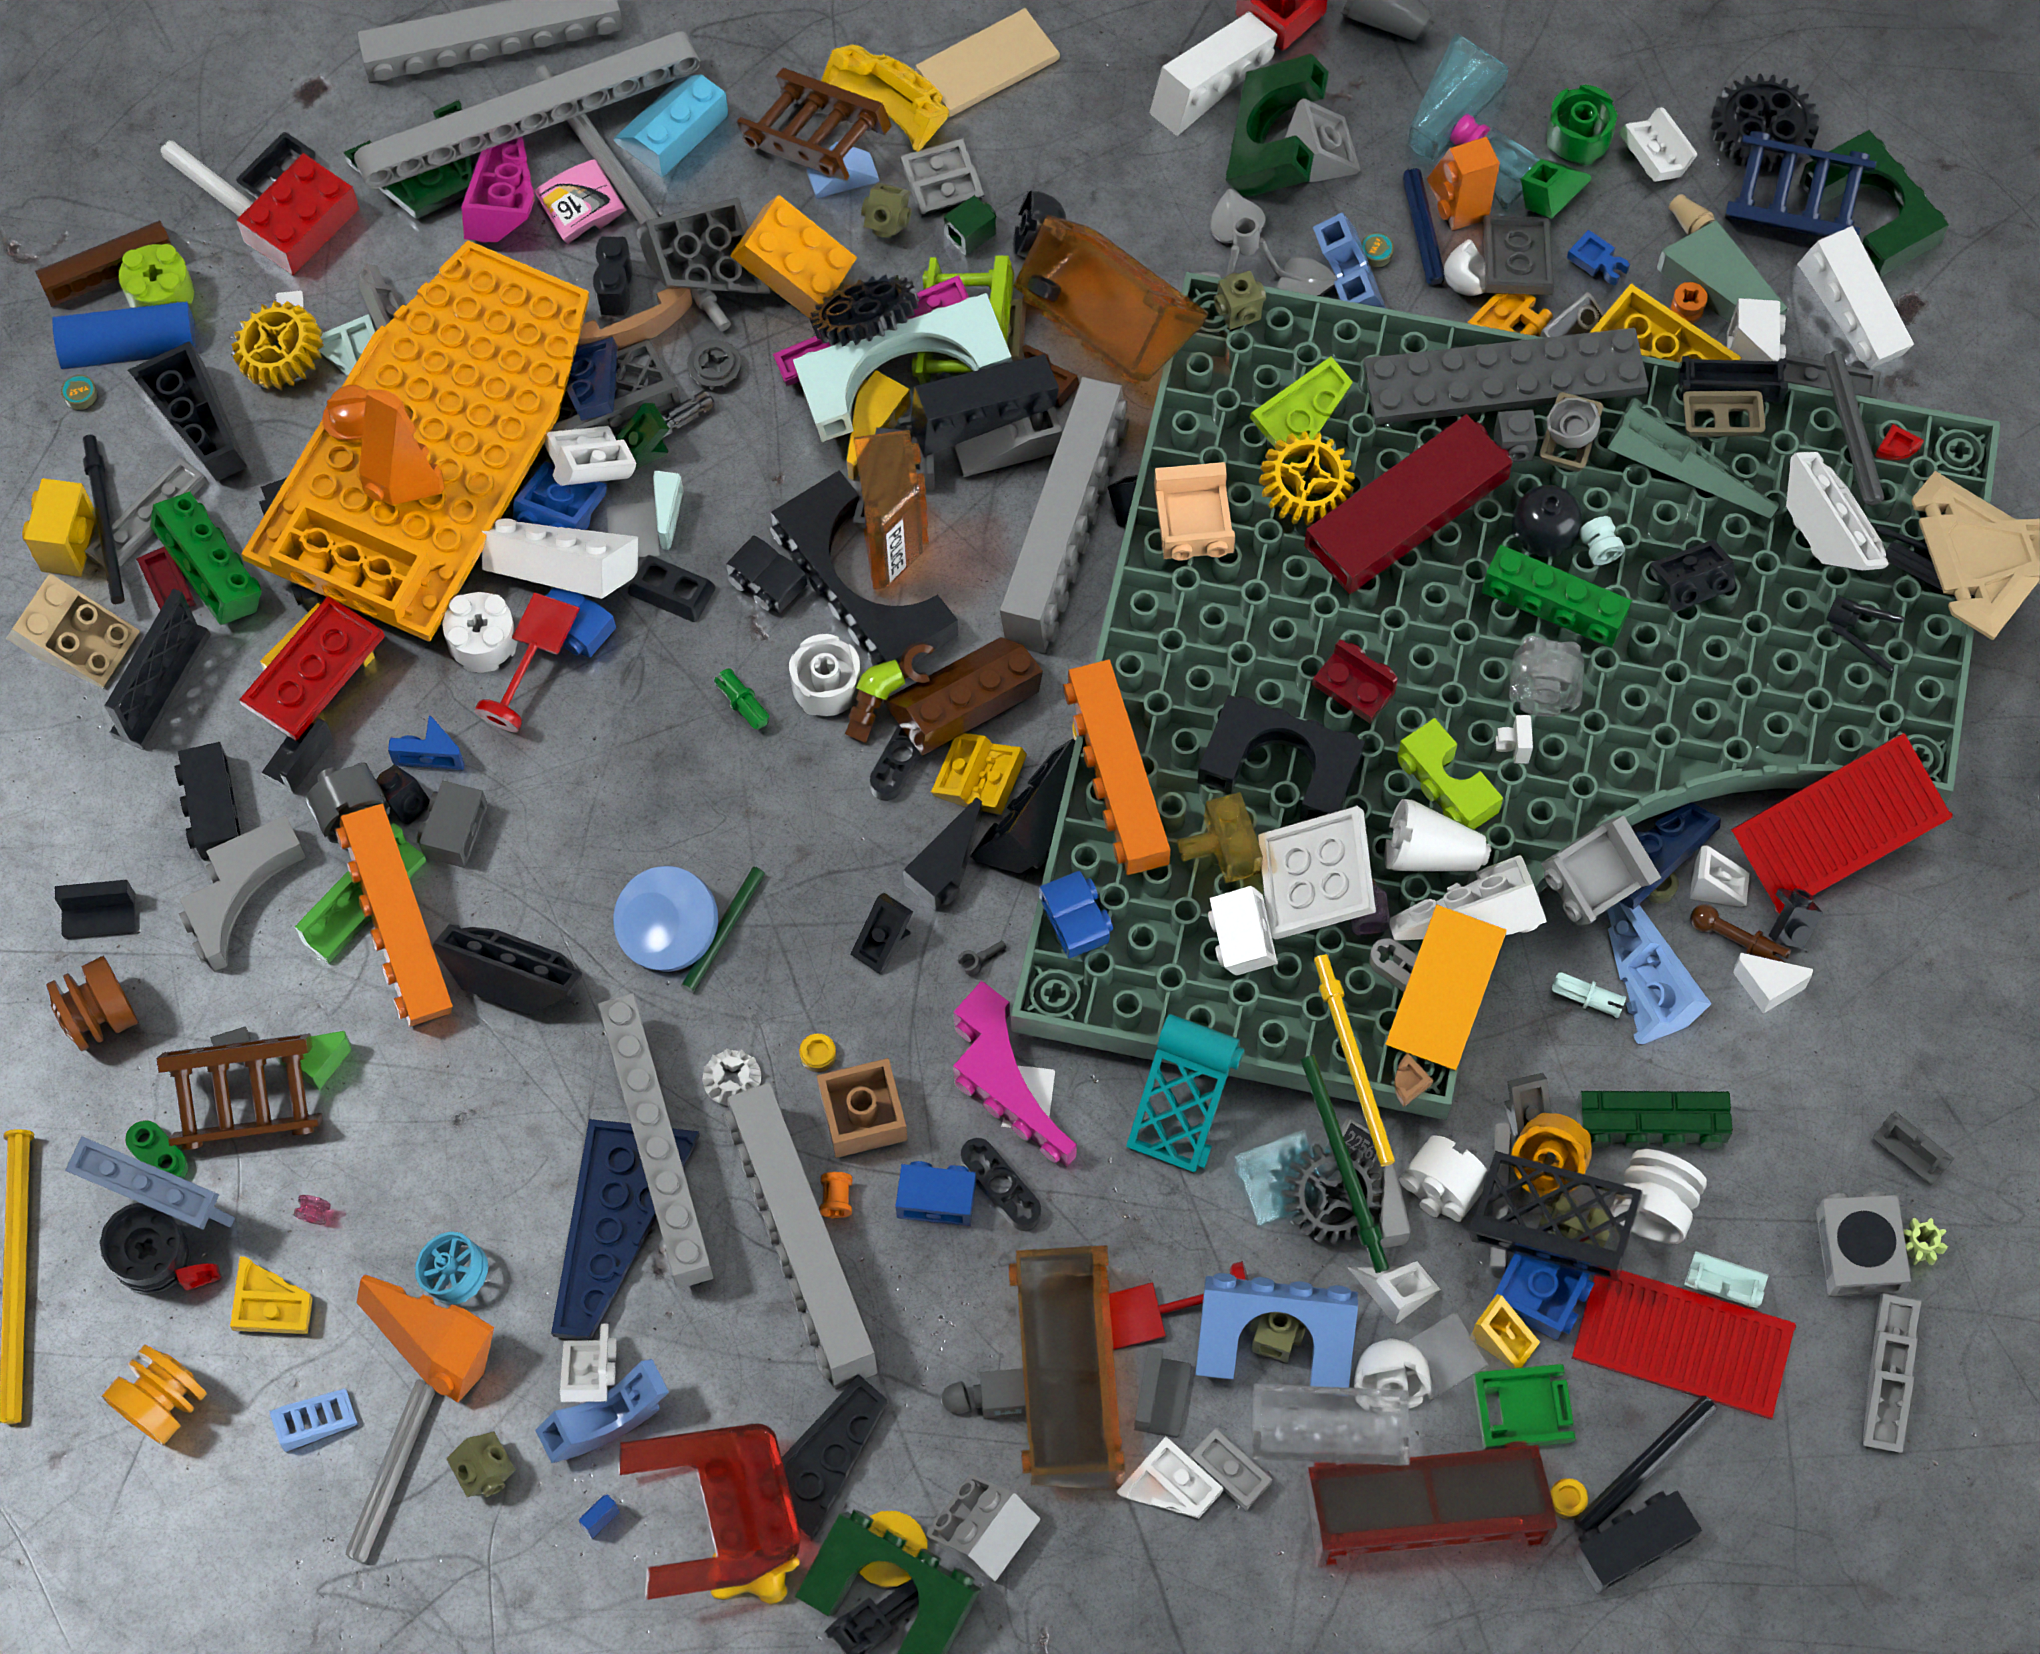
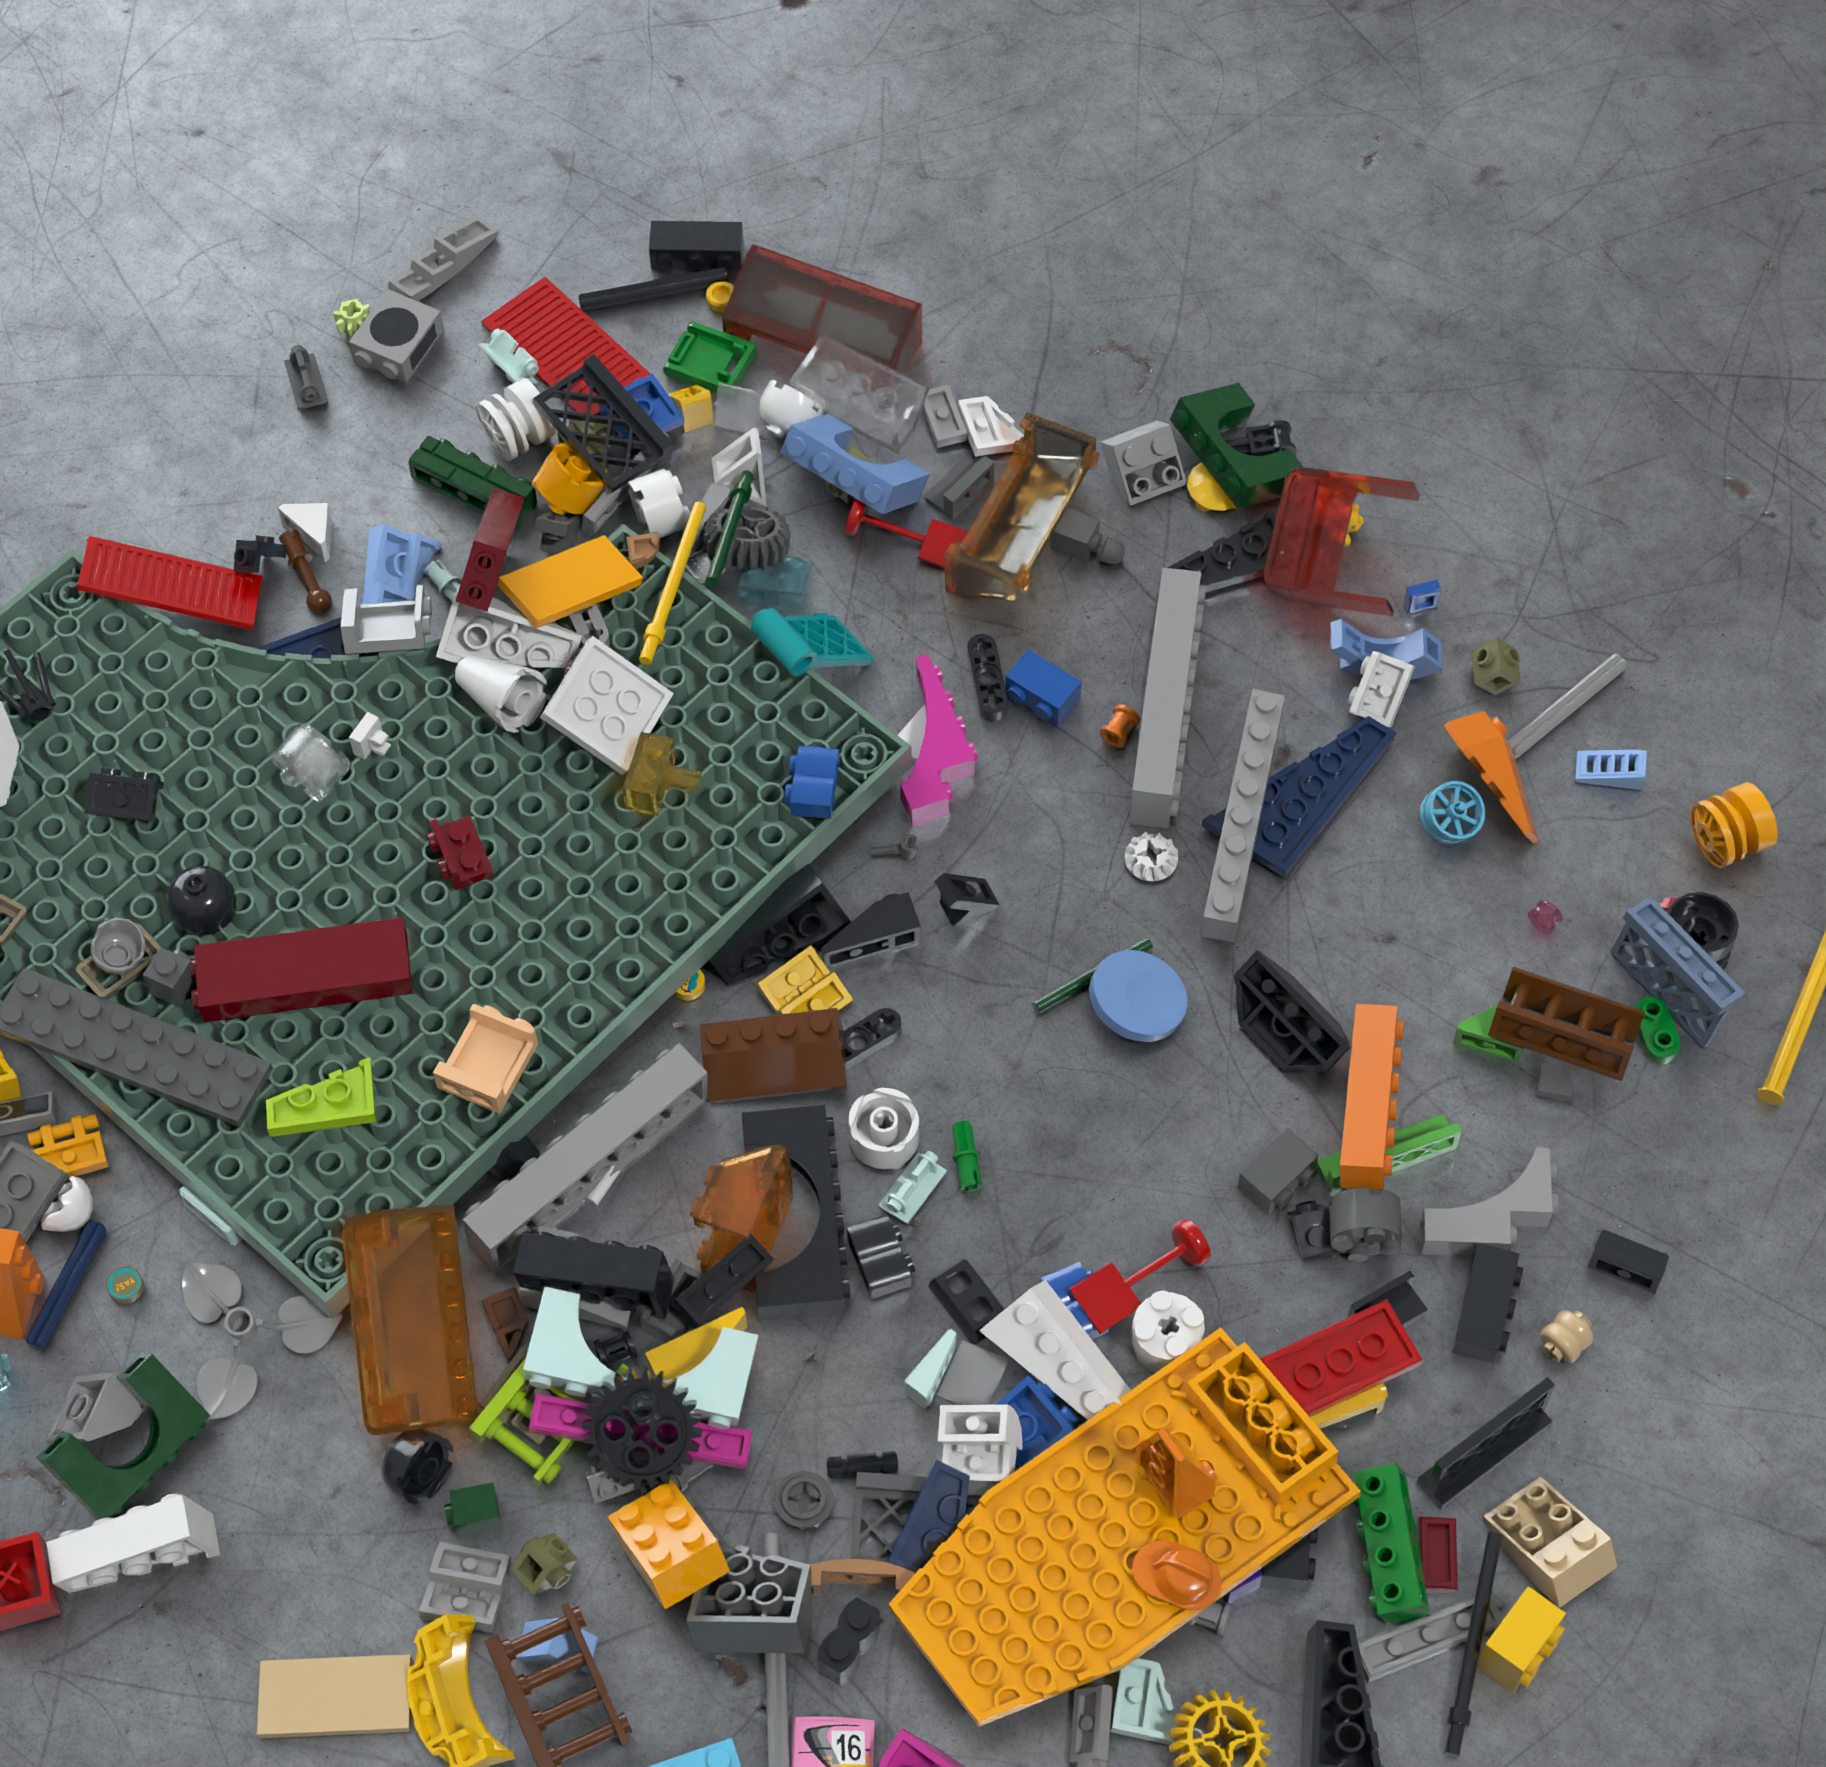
camera: 150 degrees left, 5 degrees down
(91, 1003) = (1674, 1157): dark orange wheel -> none
(124, 805) = (1567, 1336): none -> tan piece
(268, 1302) = (1610, 865): yellow wing -> none
(433, 752) = (1263, 1245): blue slope -> none
(645, 434) = (914, 1447): dark green slope -> none
(774, 650) = (913, 1187): none -> light aqua hinge
(817, 1052) = (1071, 842): yellow tile -> none
(862, 1107) = (1063, 768): medium nougat brick -> none
(877, 684) = (832, 1088): piece -> none
(1044, 287) = (453, 1395): black tile -> none
(1118, 767) = (701, 878): orange brick -> none
(1239, 299) = (304, 1228): olive brick -> none
(1242, 931) = (693, 698): white brick -> none
(1247, 726) = (577, 855): black arch -> none
(1334, 482) = (372, 1036): yellow gear -> none
(1348, 260) = (167, 1261): medium blue arch -> none
(1464, 801) = (447, 761): lime arch -> none
(1549, 981) = (489, 549): none -> dark red brick
(1556, 596) = (249, 829): green brick -> none
(1601, 540) = (173, 855): light aqua wheel -> none
(1668, 451) = (59, 910): sand green wedge -> none
(1718, 879) = (290, 614): white slope -> none

